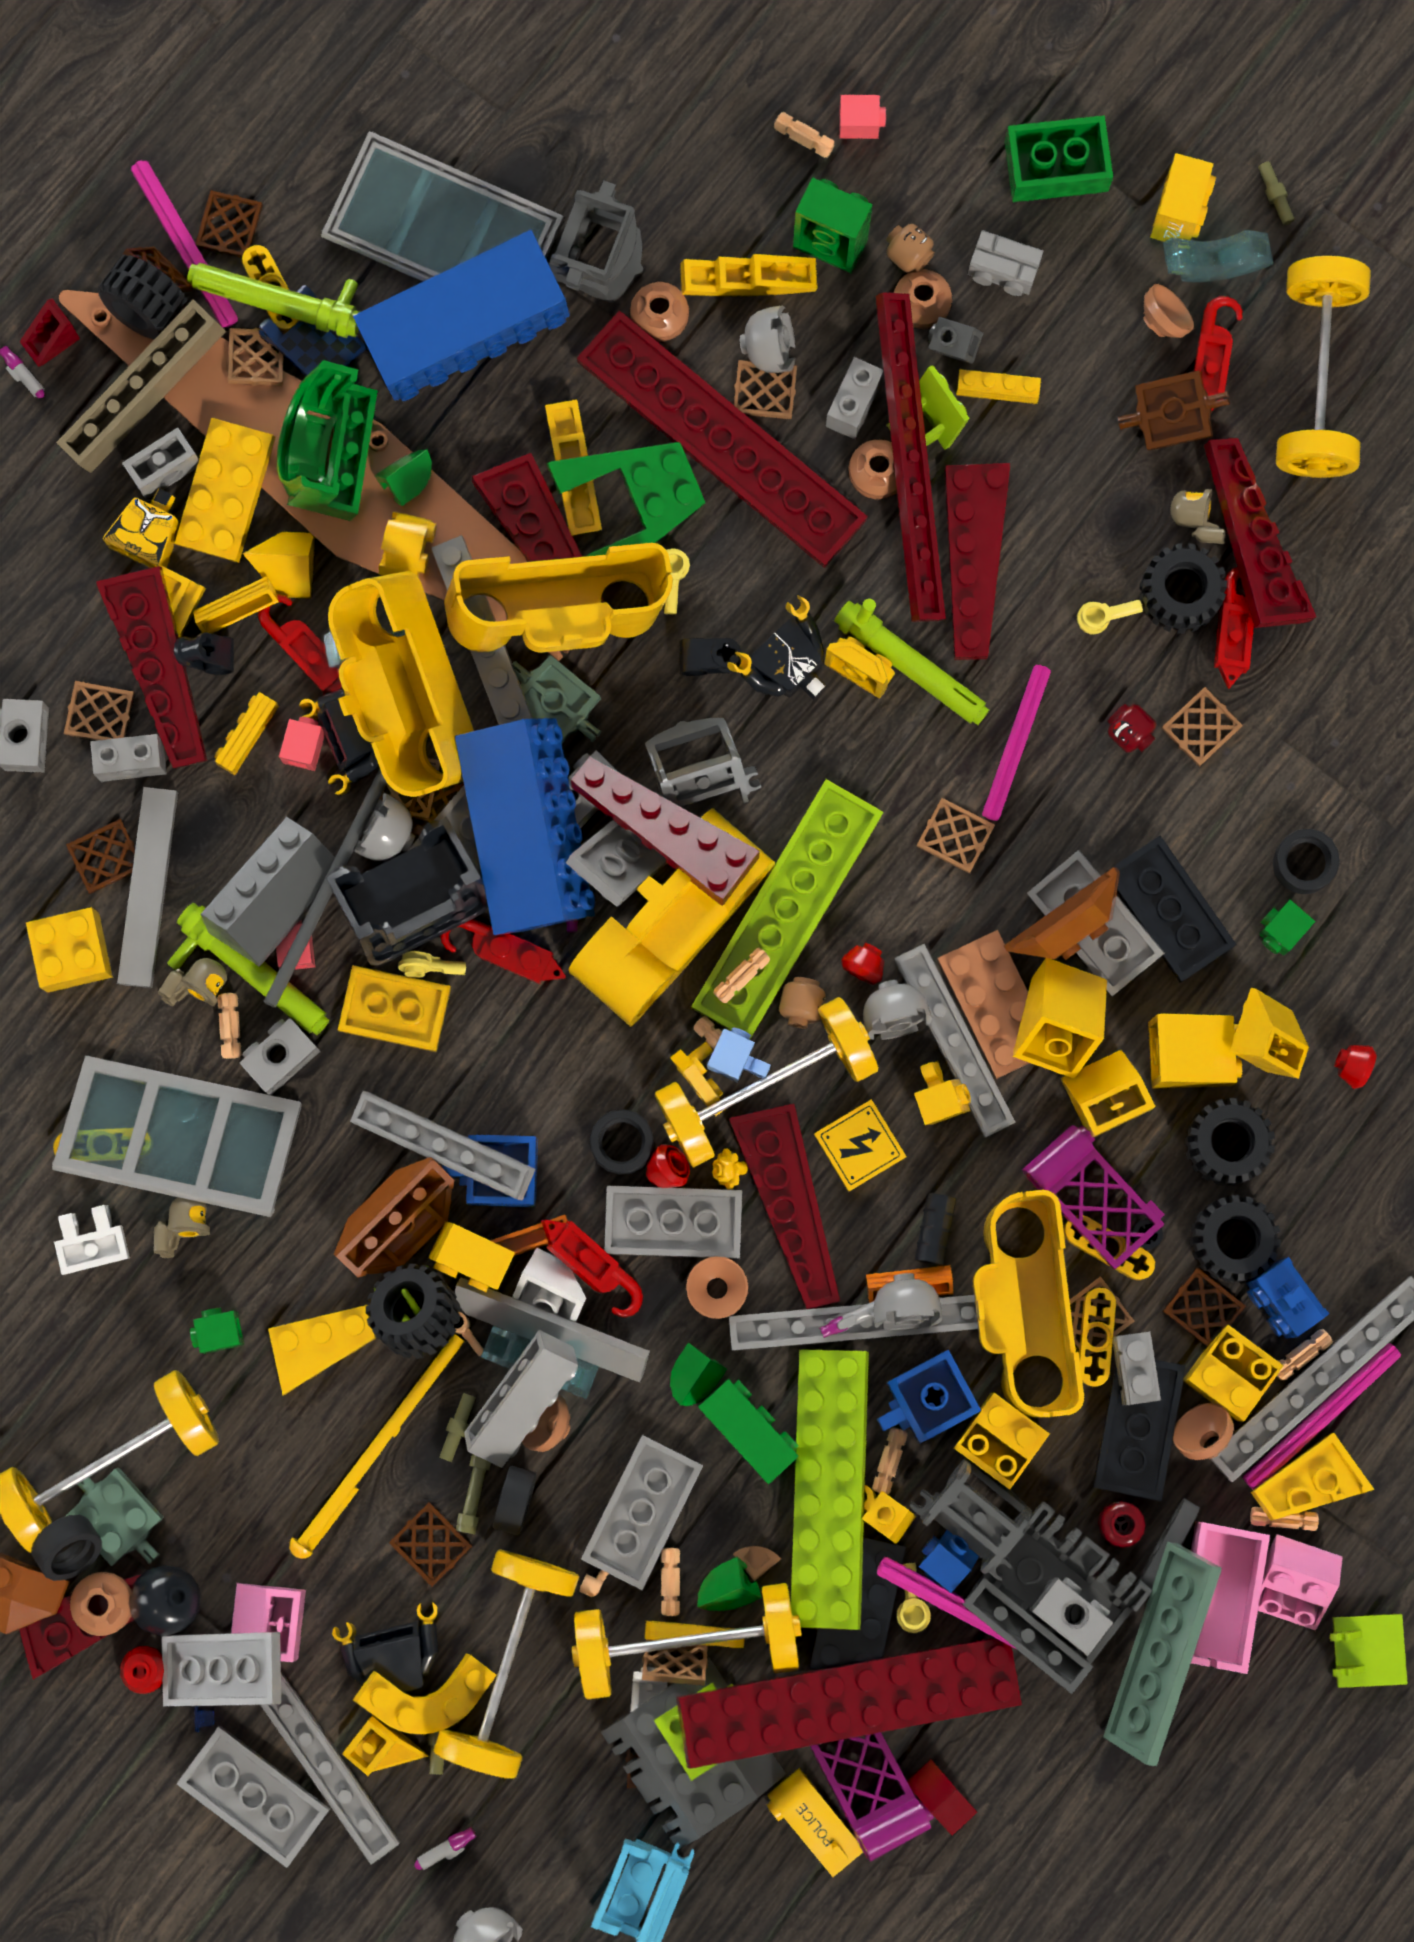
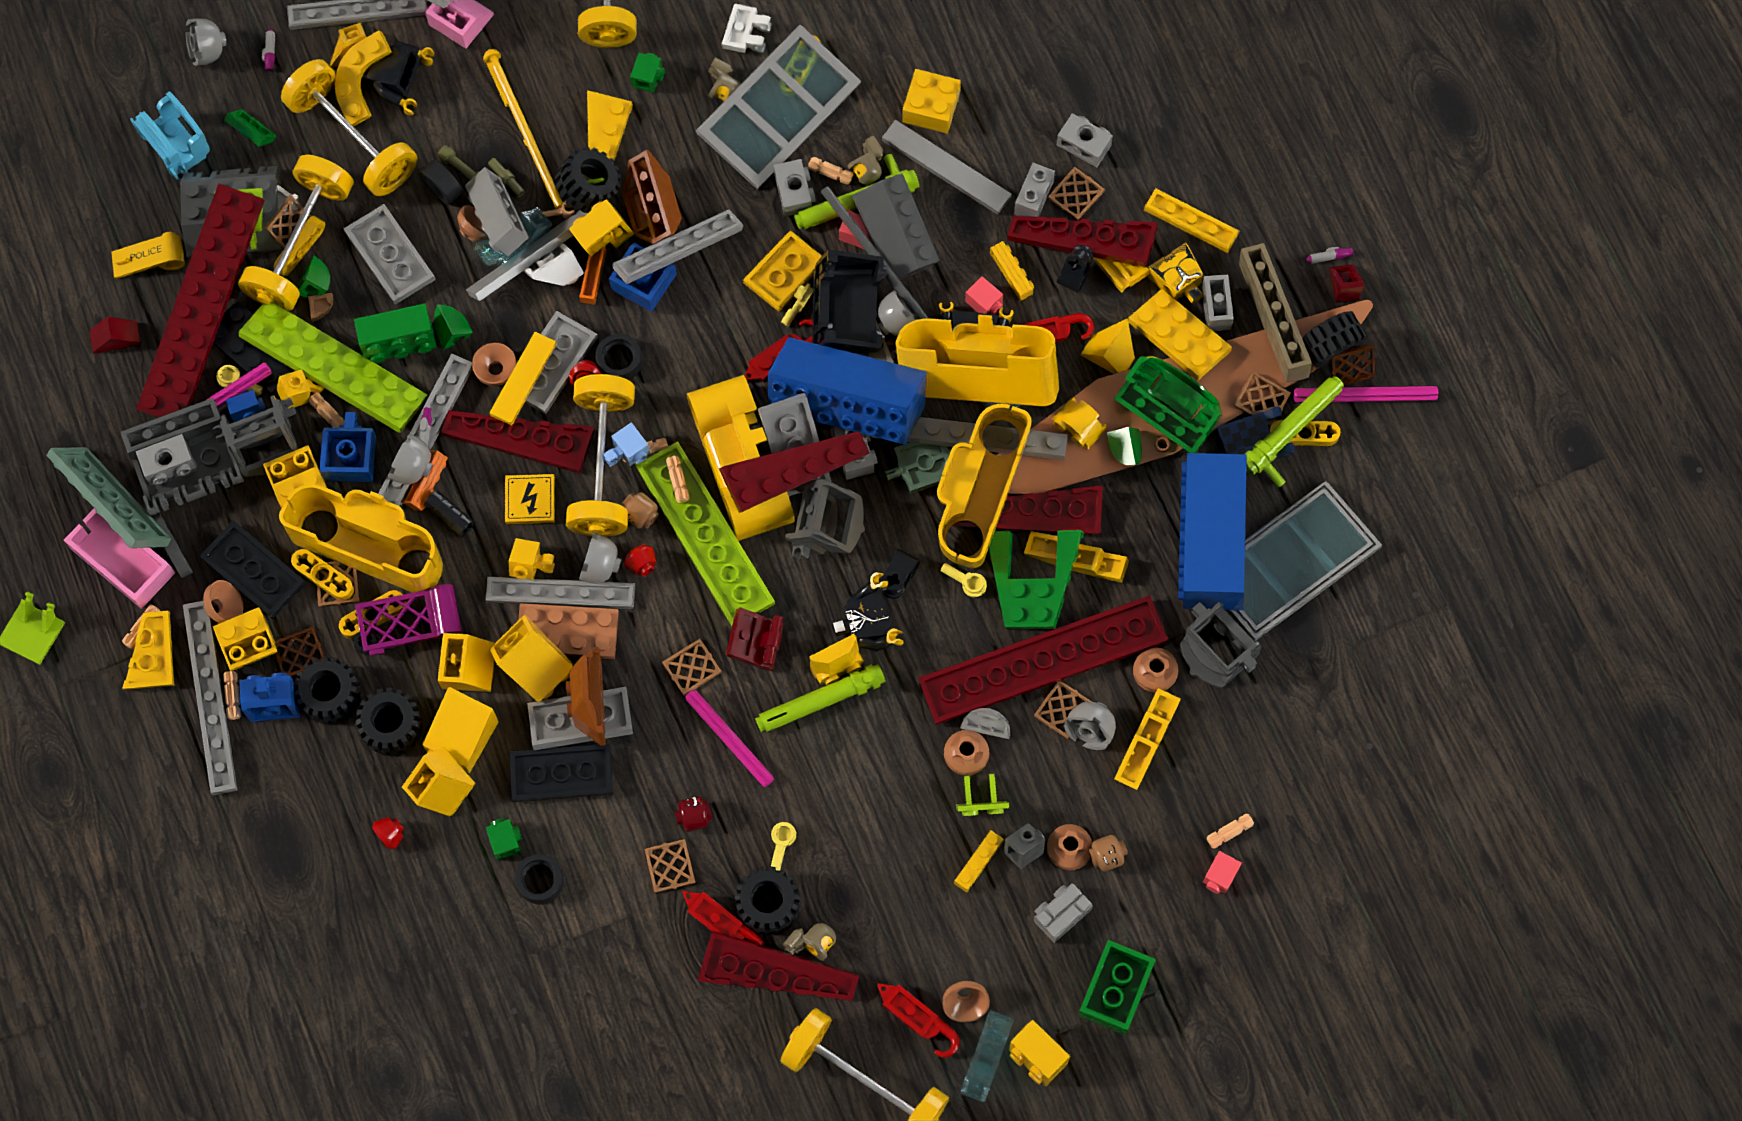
camera: 120 degrees right, 10 degrees down
(62, 557) = (1191, 220): none -> yellow tile
(129, 844) = (982, 136): reddish brown window -> none
(236, 200) = (1380, 442): reddish brown window -> none
(236, 606) = (1097, 302): yellow piece -> none
(449, 1563) = (453, 144): reddish brown window -> none
(569, 1802) = (250, 127): none -> green plate
(591, 1263) = (554, 298): red plate -> none
(592, 1585) = (365, 205): light nougat hand -> none
(670, 1581) = (339, 249): light nougat axle -> none
(693, 1070) = (631, 413): yellow plate -> none
(717, 1238) = (523, 378): none -> yellow tile
(727, 1169) = (563, 411): yellow plant -> none
(832, 224) = (1146, 800): green brick -> none
(832, 463) = (987, 722): none -> light grey plate
(854, 398) = (1021, 758): light grey brick -> none
(886, 772) = (755, 639): none -> dark red plate
(888, 1825) = (119, 289): magenta piece -> none
(910, 457) = (959, 769): dark red plate -> none
(975, 529) = (889, 792): dark red wing -> none
(1133, 1521) = (200, 523): dark red head -> none
(1136, 1368) = (285, 579): light grey brick -> none
(1174, 410) = (893, 964): reddish brown plate -> none
(1299, 1582) = (99, 610): bright pink slope -> none
(1321, 1416) = (187, 685): dark pink axle -> none

